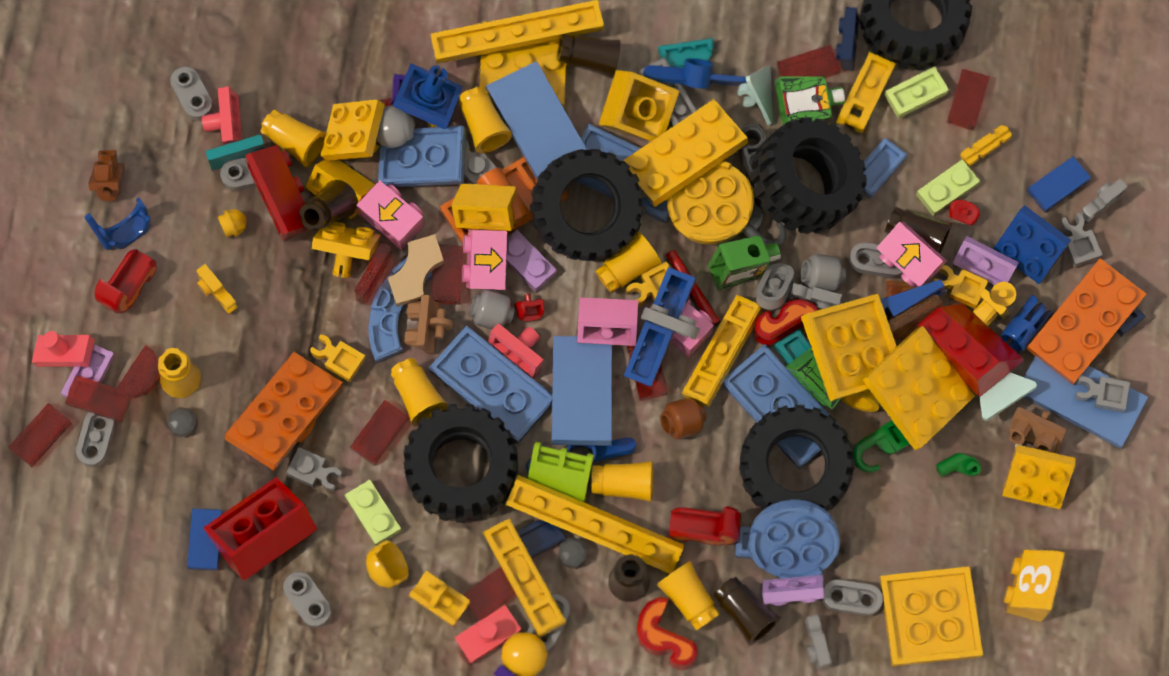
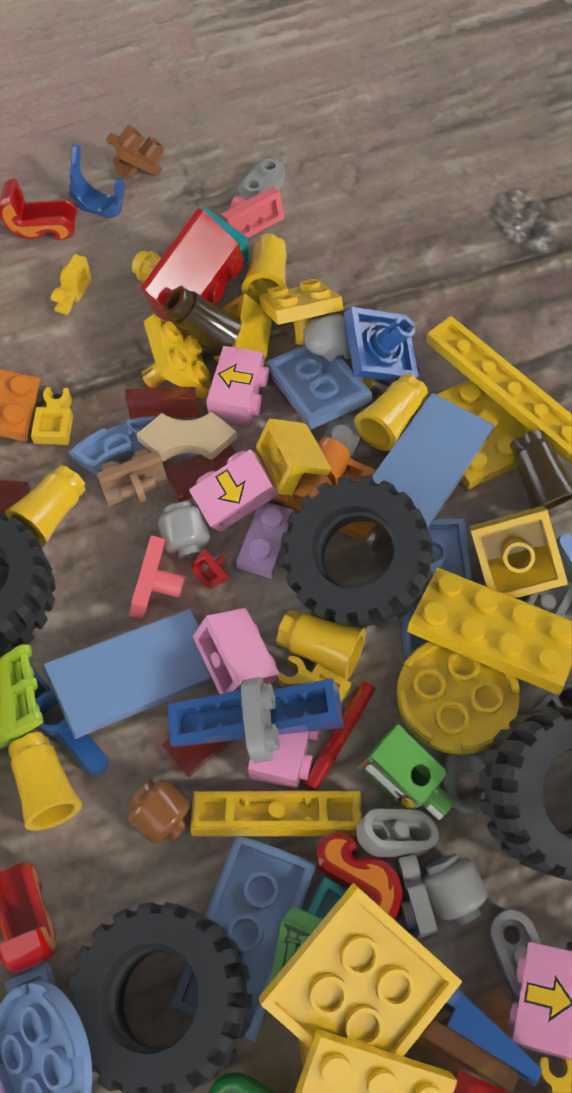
camera: 65 degrees right, 10 degrees down
(492, 382) = (99, 577): medium blue tile -> none

